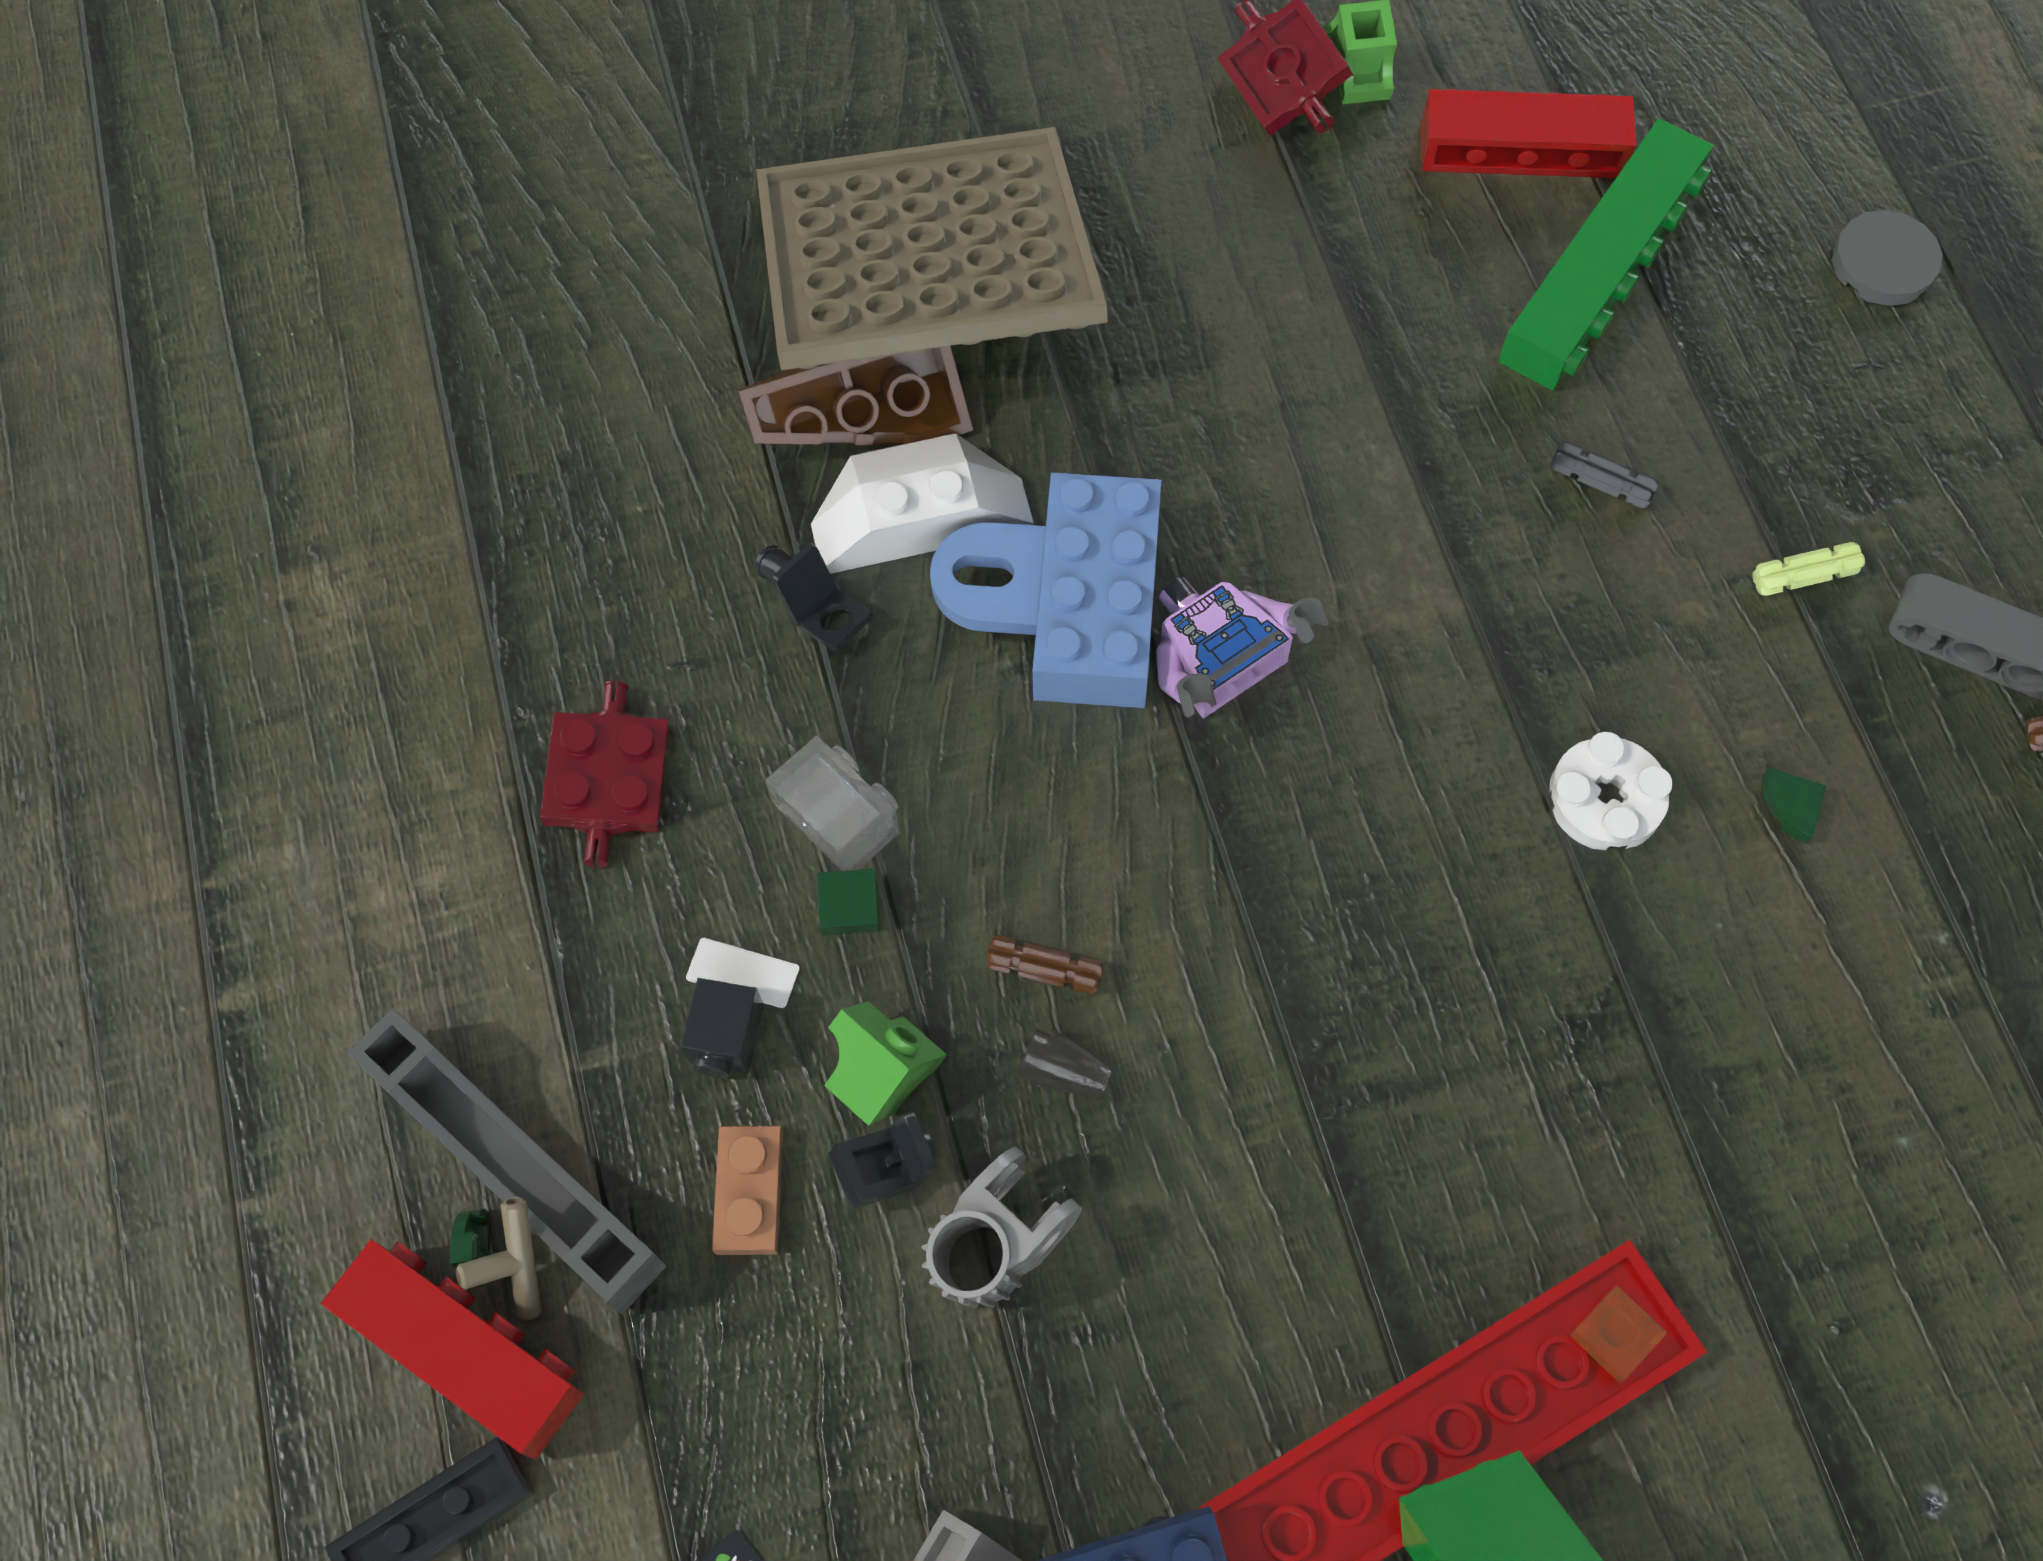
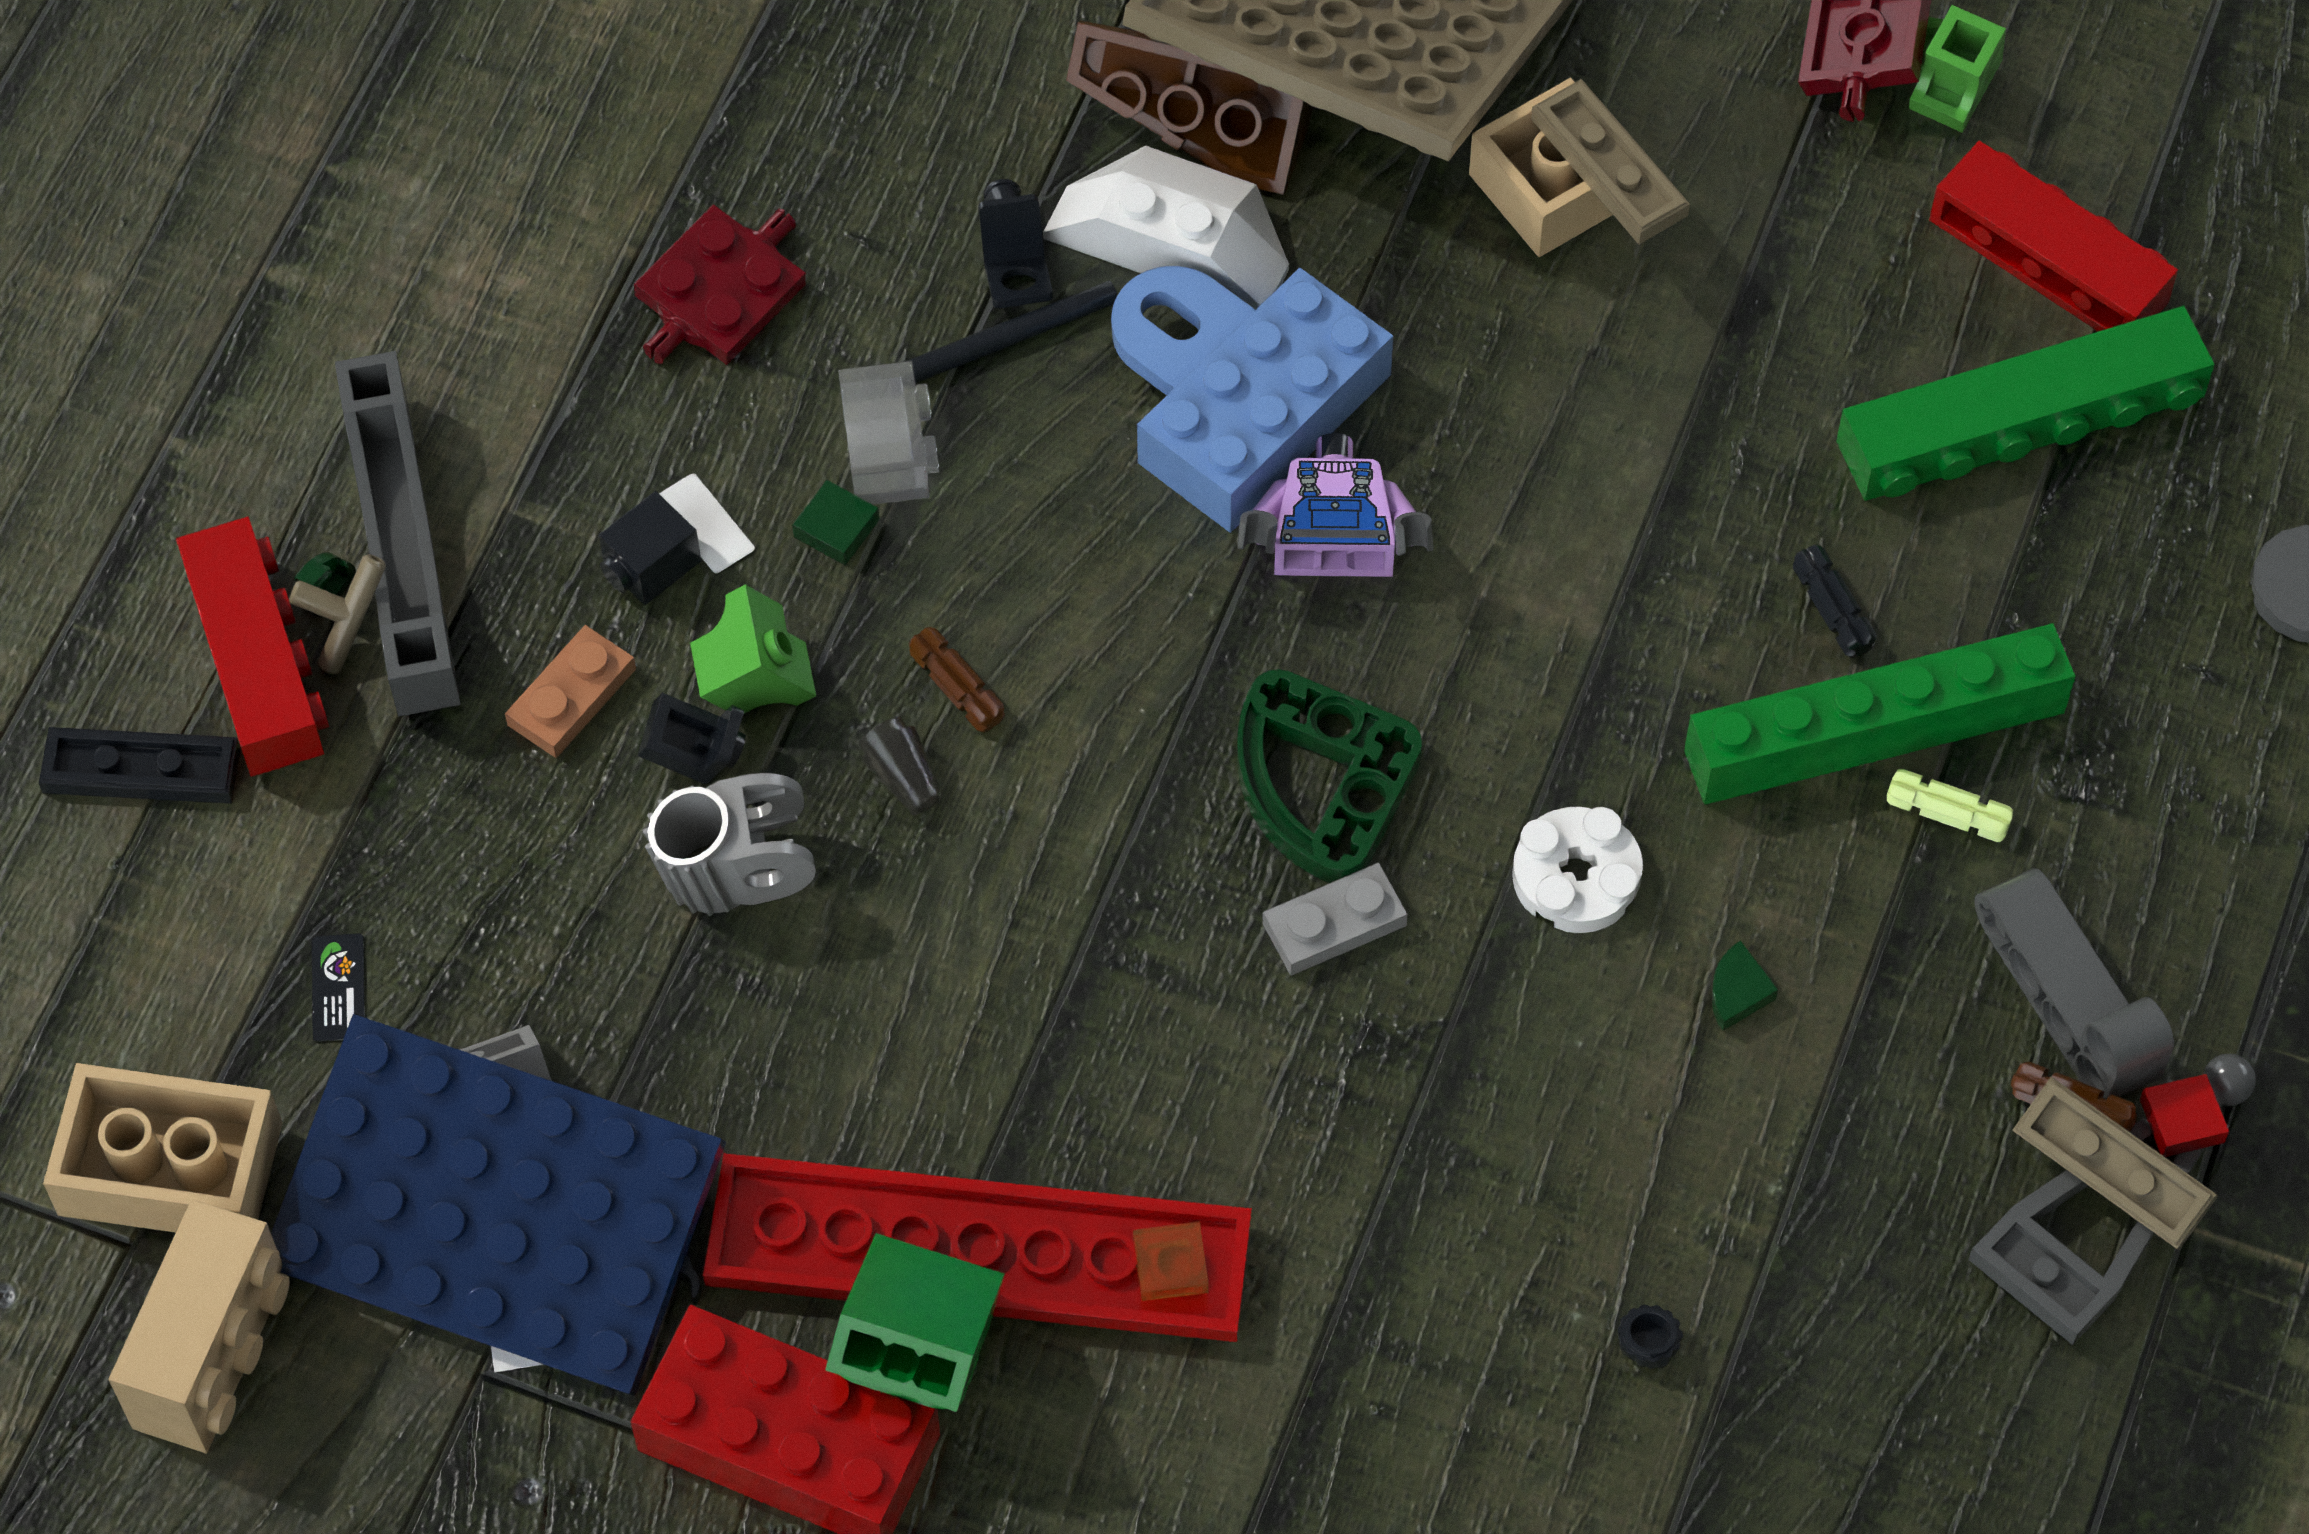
camera: 35 degrees right, 5 degrees down
(860, 662) = (1013, 331): none -> black bar
(1161, 285) = (1533, 180): none -> tan brick
(1211, 253) = (1610, 161): none -> dark tan tile
(1381, 811) = (1358, 750): none -> dark green beam
(1476, 956) = (1334, 919): none -> light grey plate
(1713, 536) = (1878, 713): none -> green brick
(1980, 1120) = (1649, 1336): none -> black piece

